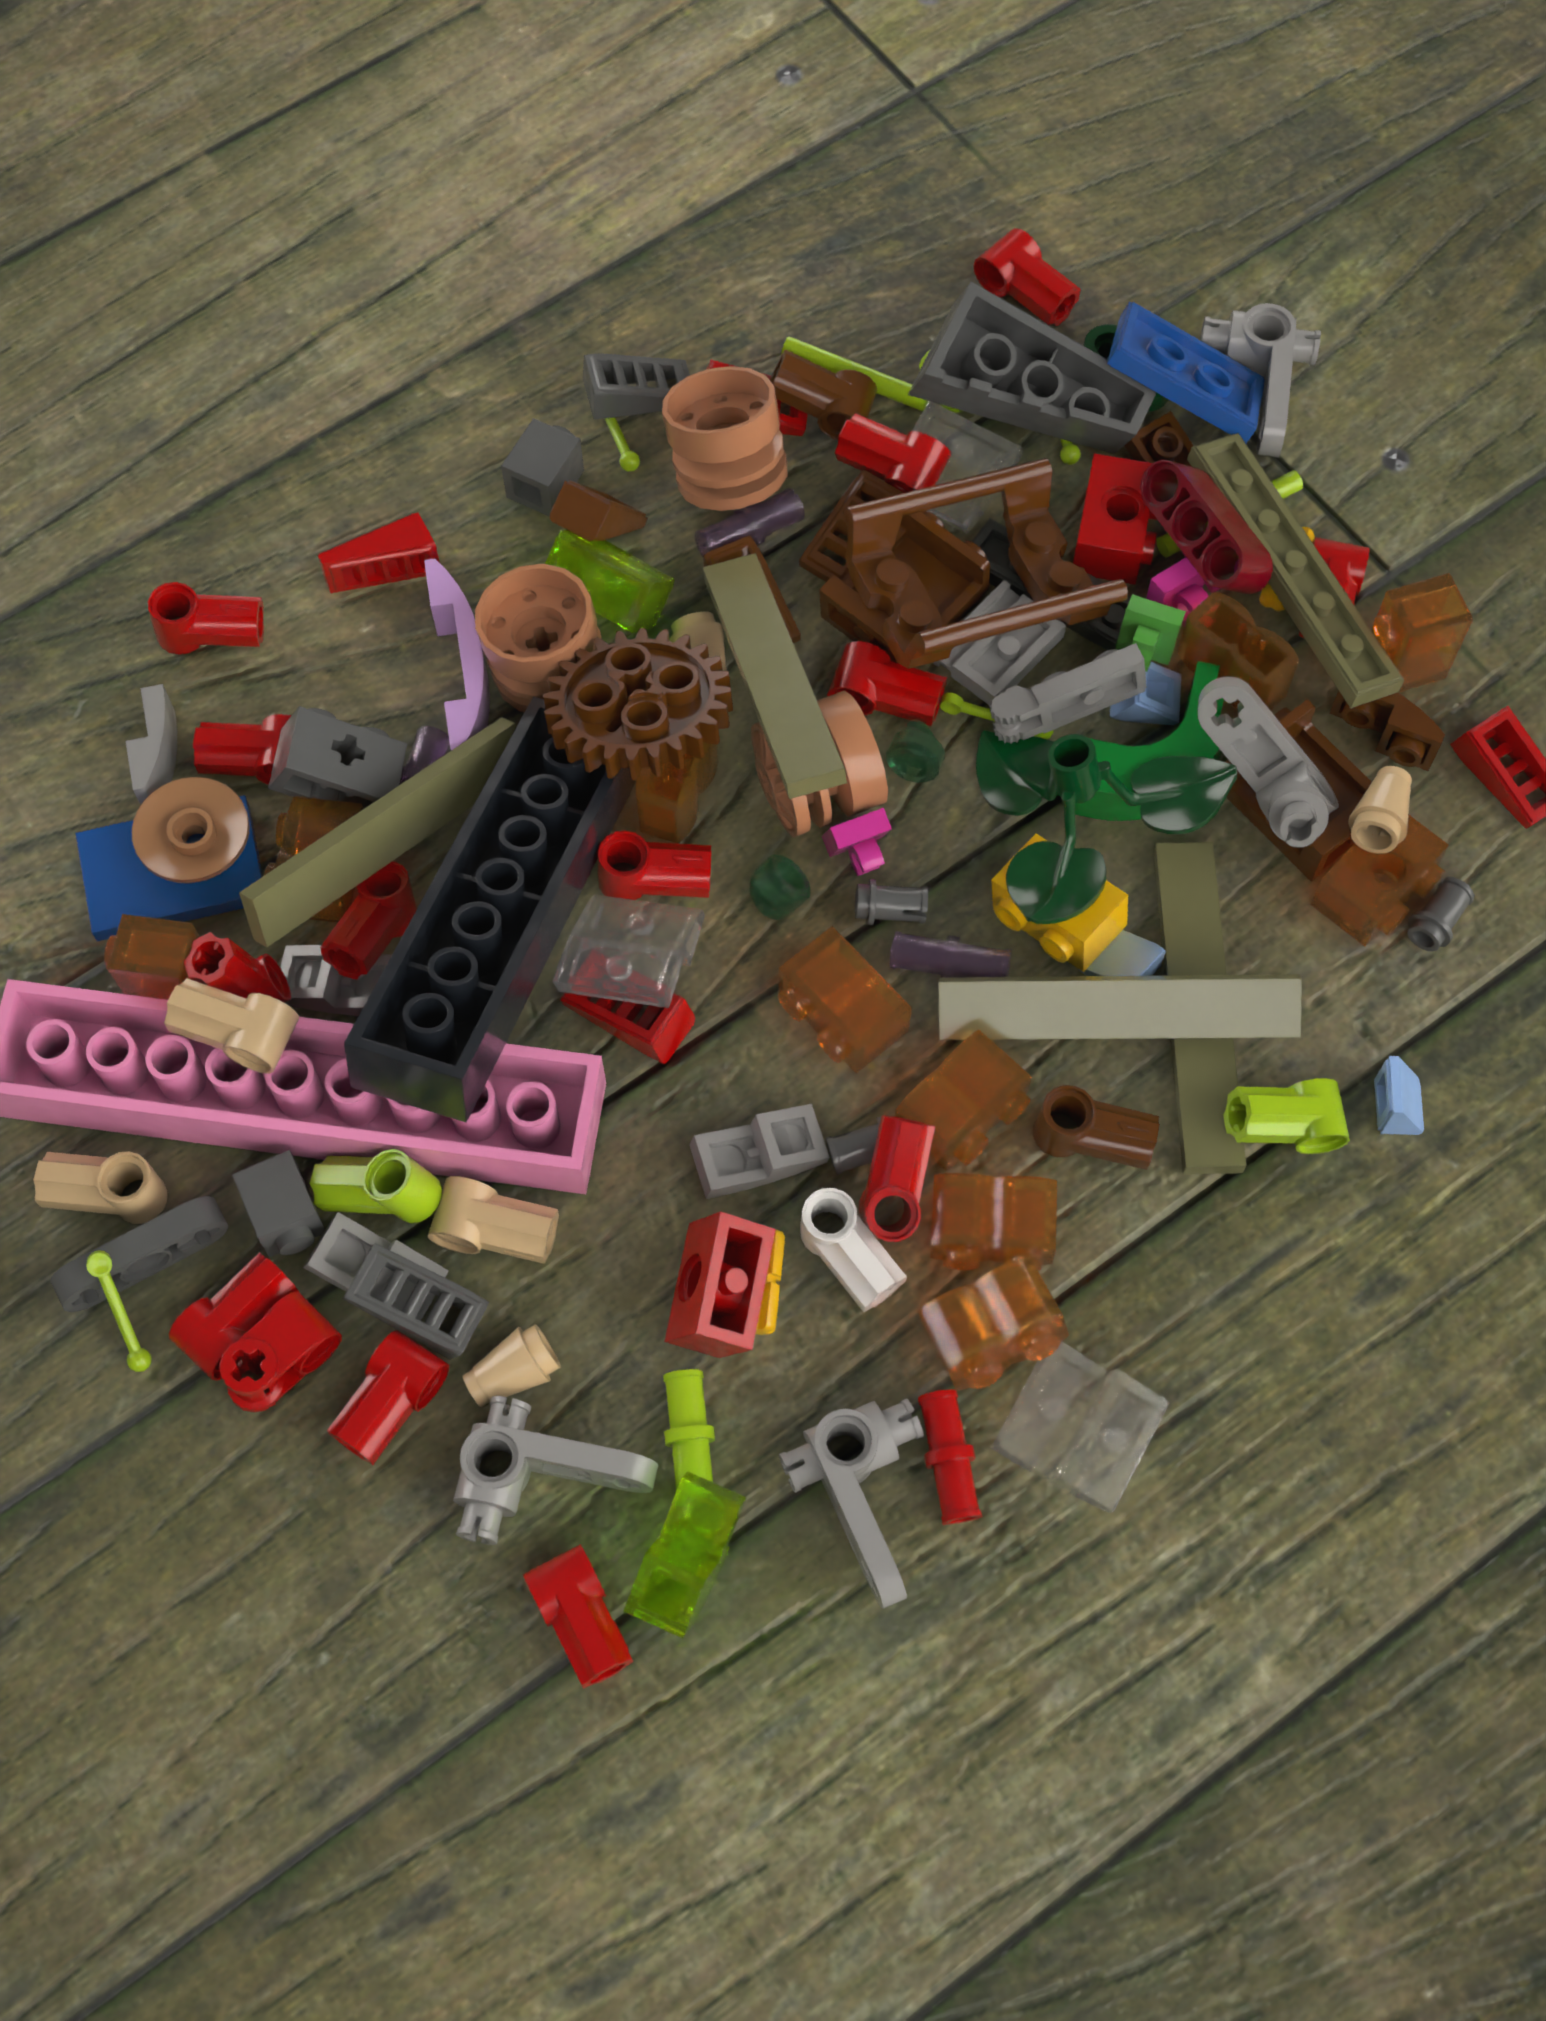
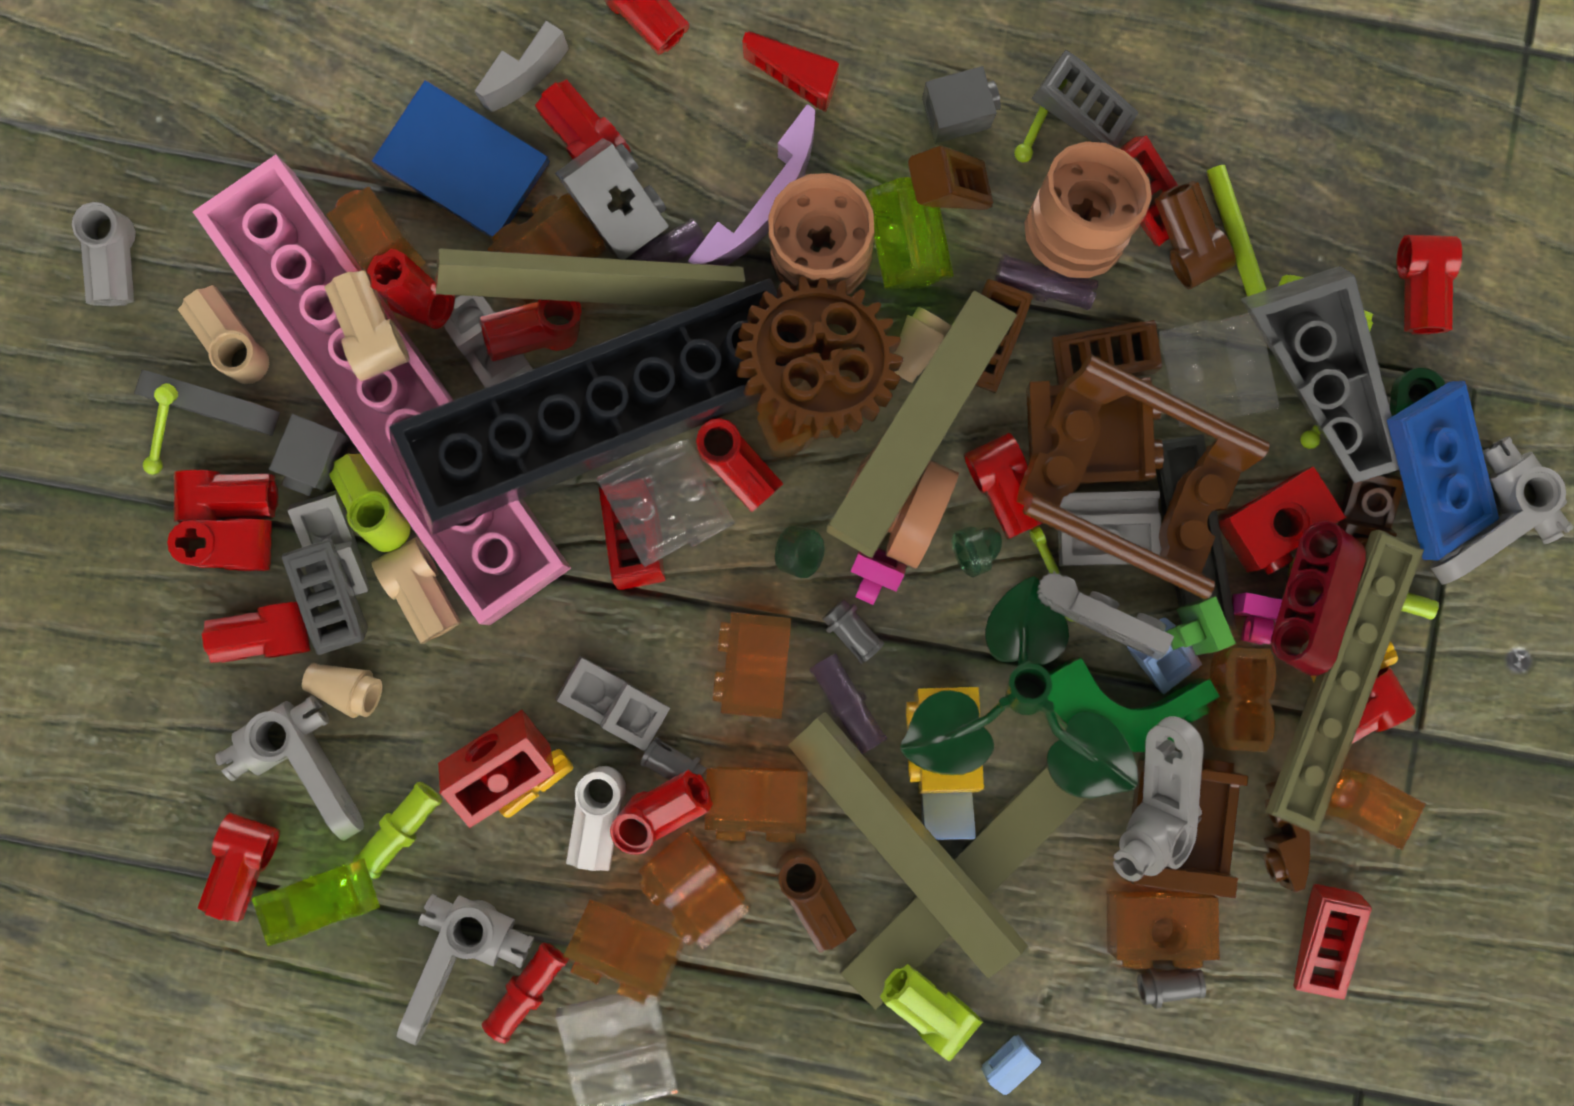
camera: 45 degrees right, 20 degrees up
(187, 809) = (476, 132): medium nougat dish -> none
(897, 458) = (1186, 343): red piece -> none
(1382, 811) = (1198, 903): tan cone -> none

